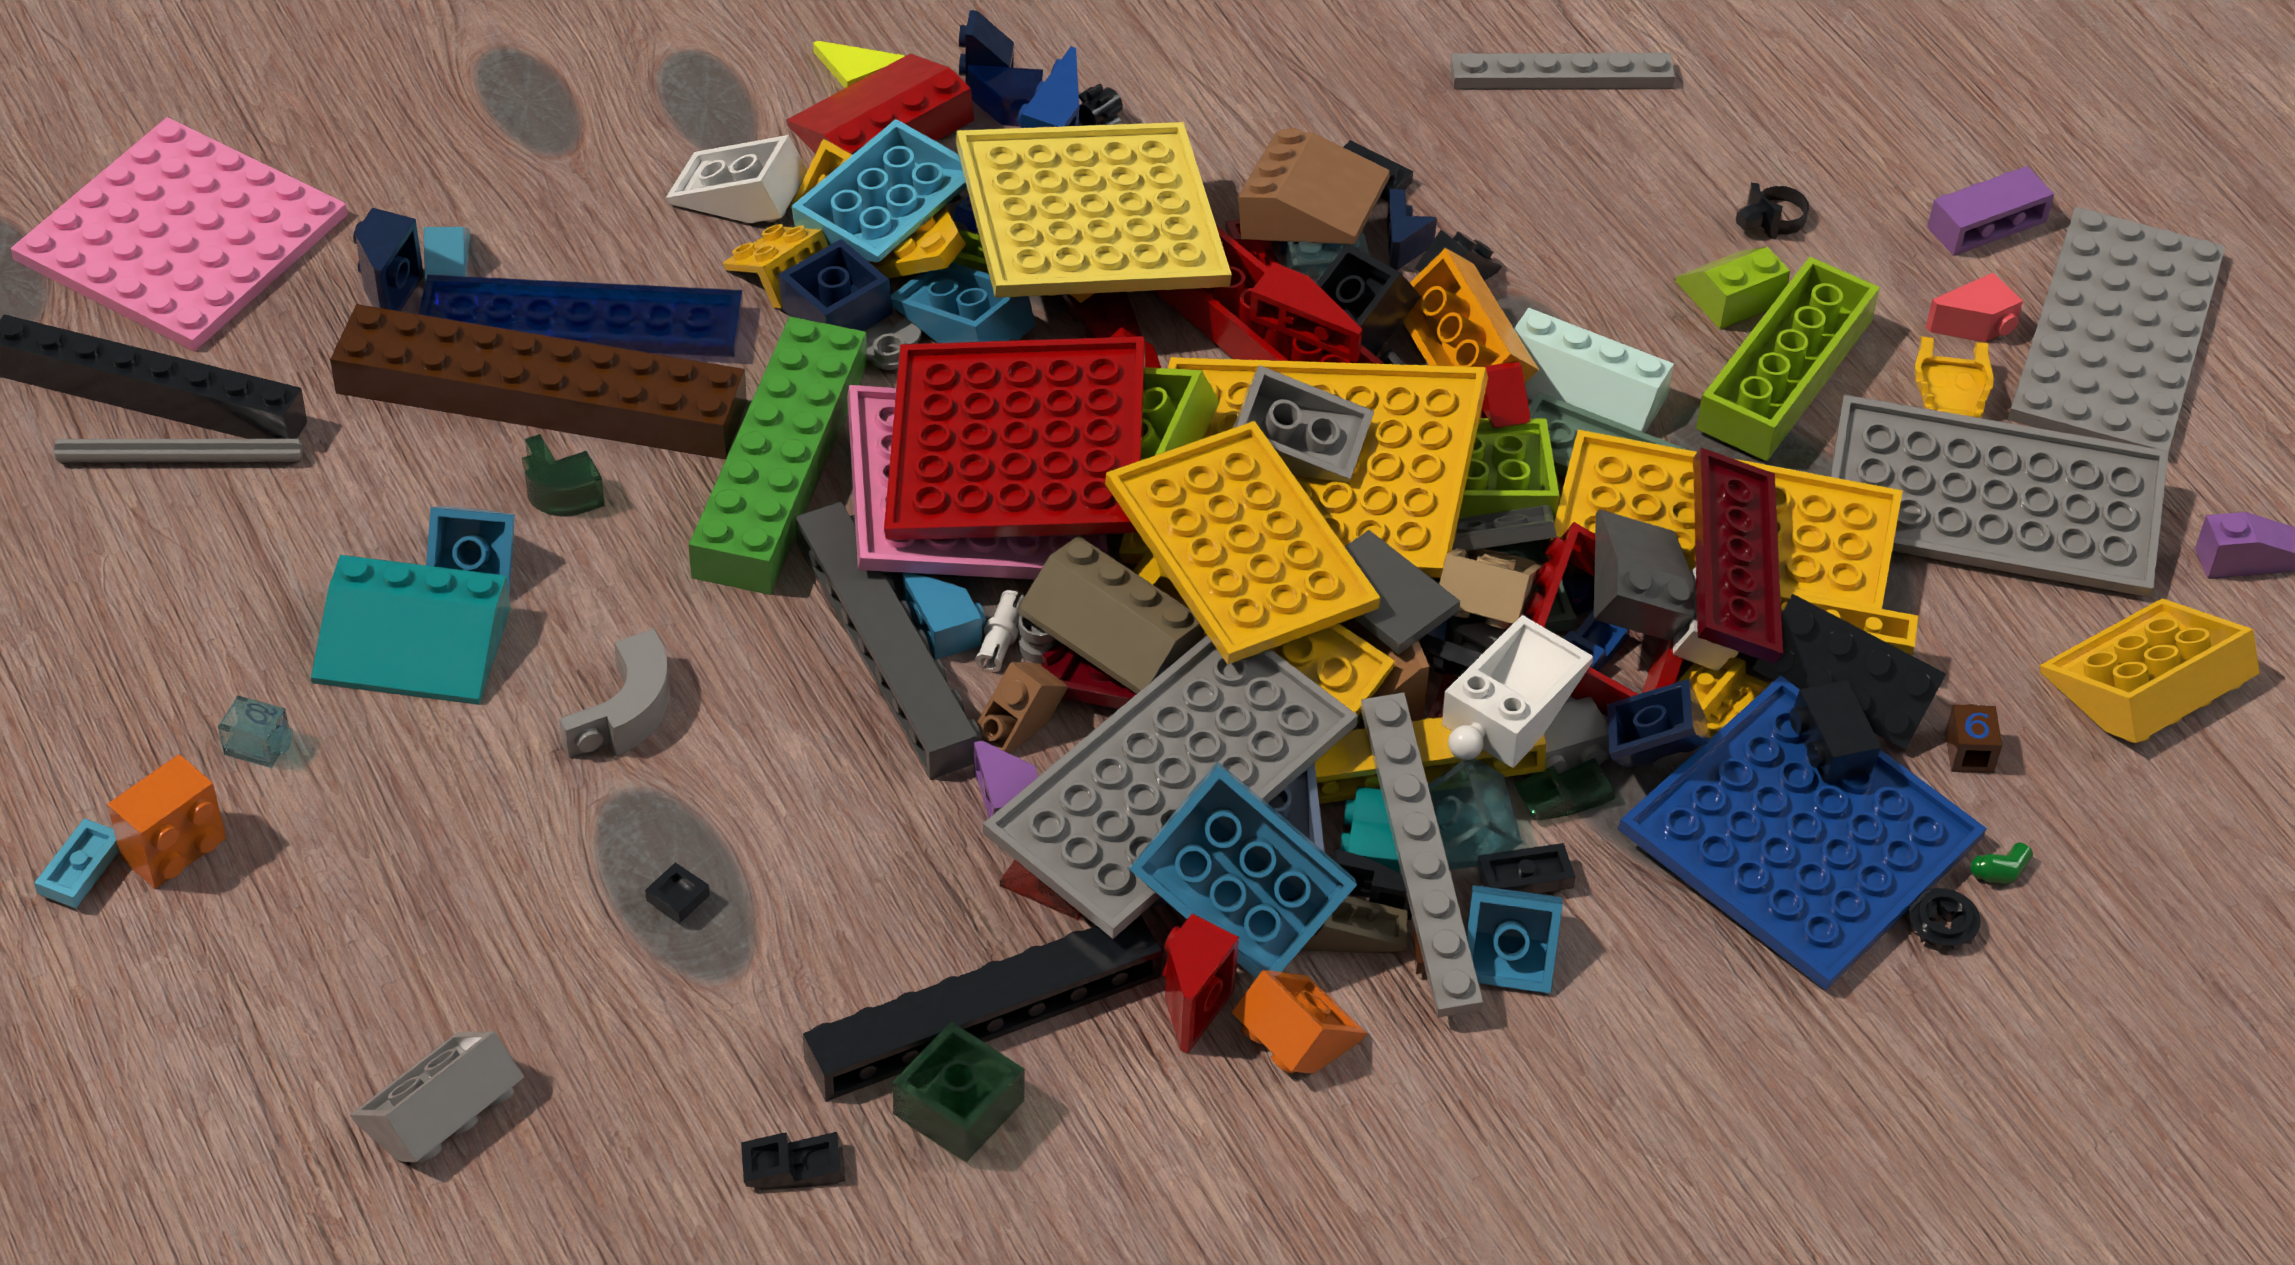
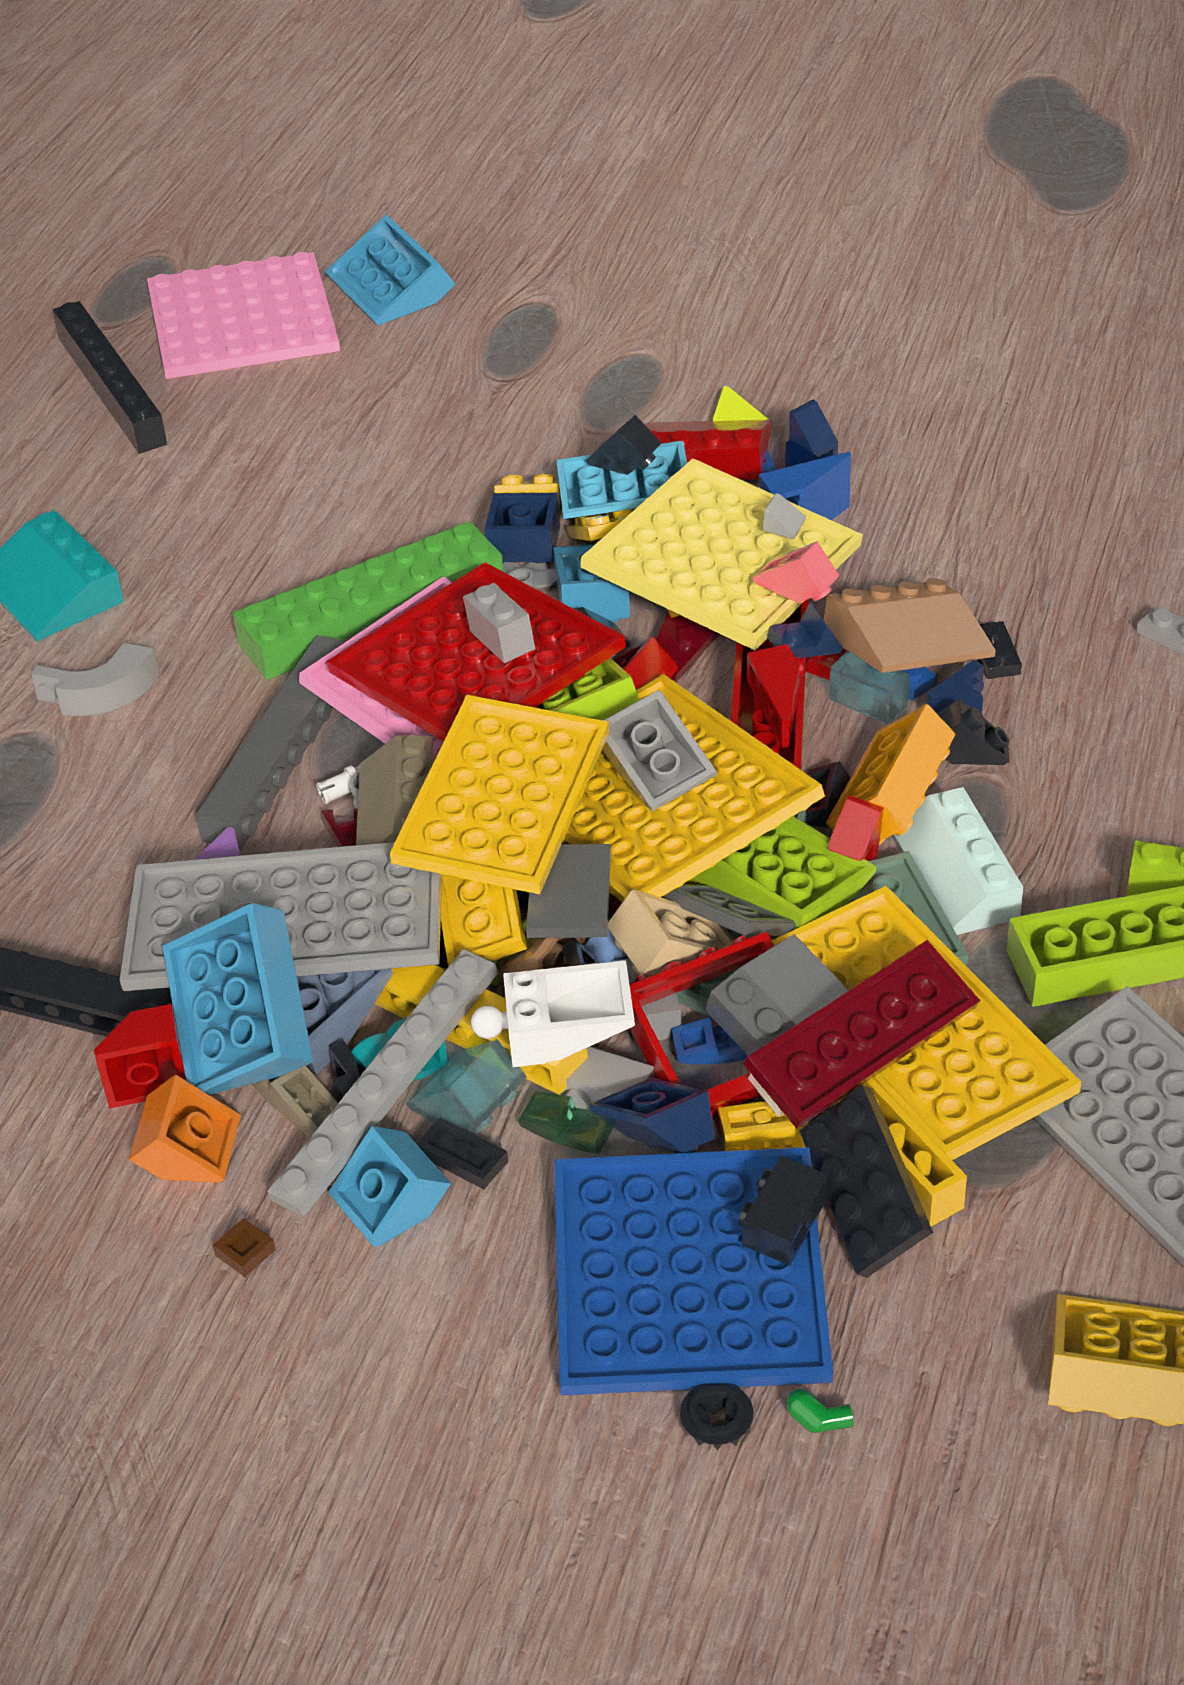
camera: 50 degrees right, 5 degrees down
(177, 450) = (81, 421): light grey axle -> none
(297, 97) = (389, 273): none -> dark azure slope
(388, 258) = (299, 377): dark blue slope -> none
(446, 250) = (352, 394): medium azure slope -> none
(471, 540) = (133, 548): dark azure slope -> none
(540, 381) = (295, 481): reddish brown brick -> none
(563, 485) = (235, 545): clear green brick -> none
(596, 313) = (377, 466): clear blue plate -> none
(741, 180) = (565, 437): white slope -> none
(868, 156) = (626, 448): none -> black slope
(943, 614) = (327, 747): dark azure slope -> none
(1020, 705) = (296, 824): medium nougat slope -> none
(1030, 390) = (499, 622): none -> light grey brick
(1100, 106) = (849, 510): black gear -> none
(1113, 145) = (782, 518): none -> light grey slope
(1201, 190) = (799, 574): none -> coral slope
(1256, 245) = (807, 637): none -> dark blue slope
(1370, 294) = (846, 715): black brick -> none
(1467, 1067) = (244, 1247): none -> reddish brown plate
(1973, 738) = (916, 1303): reddish brown brick -> none

